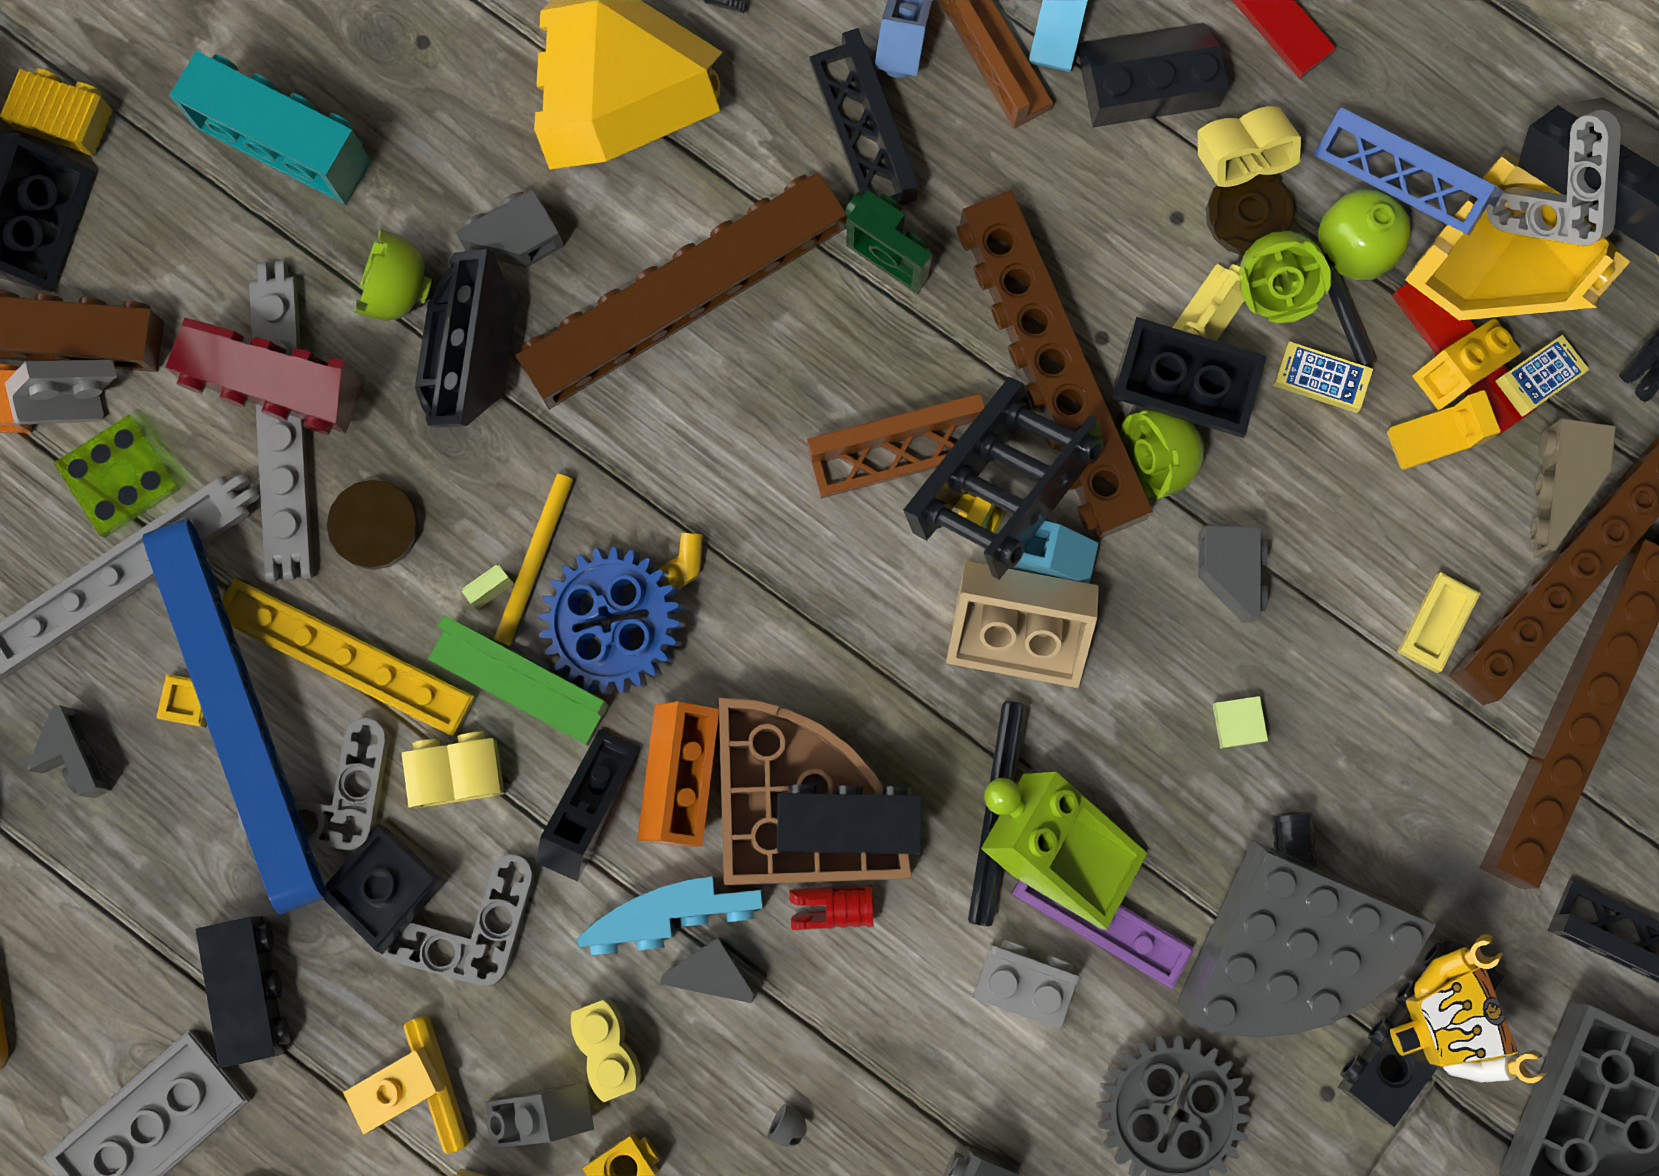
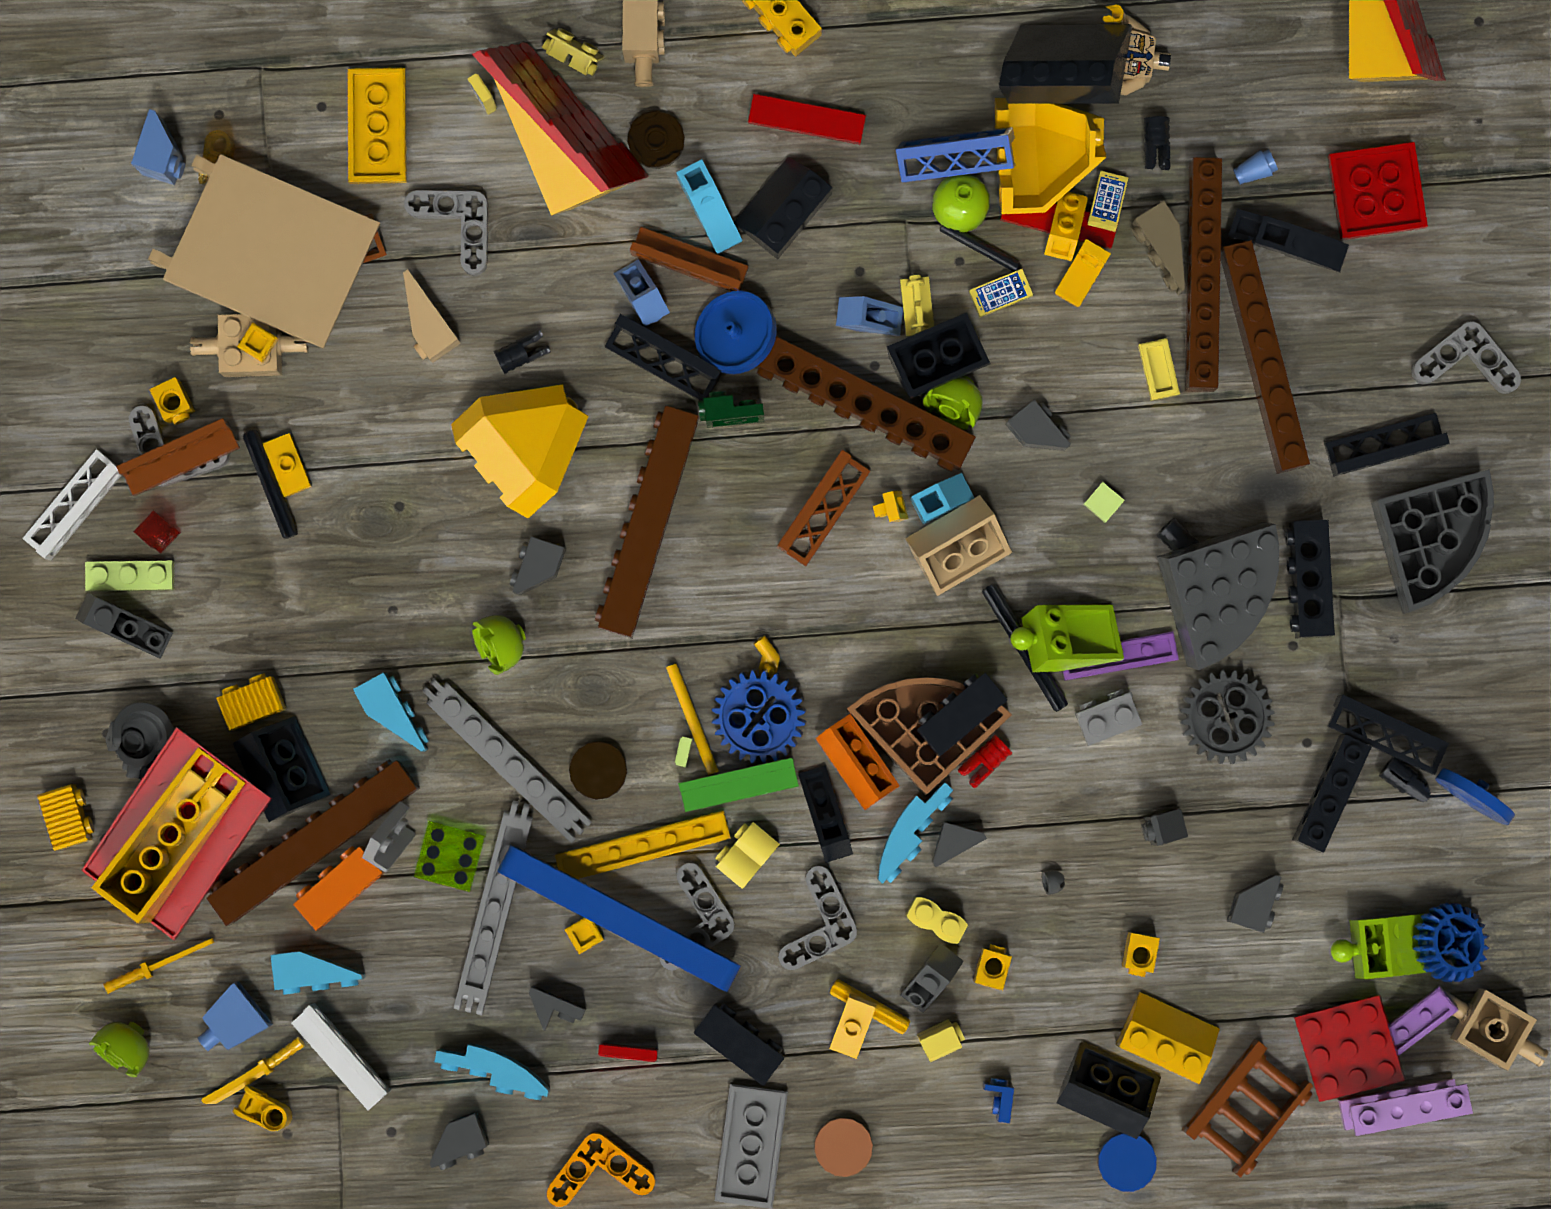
camera: 40 degrees left, 5 degrees up
(105, 884) = (628, 1052): none -> red tile
(199, 242) = (382, 703): none -> medium azure slope
(265, 376) = (485, 744): wedge -> none
(271, 126) = (372, 618): teal brick -> none
(381, 888) = (762, 939): black tile -> none
(465, 341) = (565, 643): black wedge -> none
(973, 160) = (735, 332): none -> blue piece
(984, 443) = (866, 472): black fence -> none
(1145, 271) = (869, 315): none -> medium blue slope
(1249, 146) = (866, 207): light yellow brick -> none
(1249, 212) = (894, 237): dark brown tile -> none
(1284, 276) = (940, 261): lime cylinder -> none
(1462, 1021) = (1323, 559): torso -> none
(1579, 198) = (1061, 110): light grey beam -> none

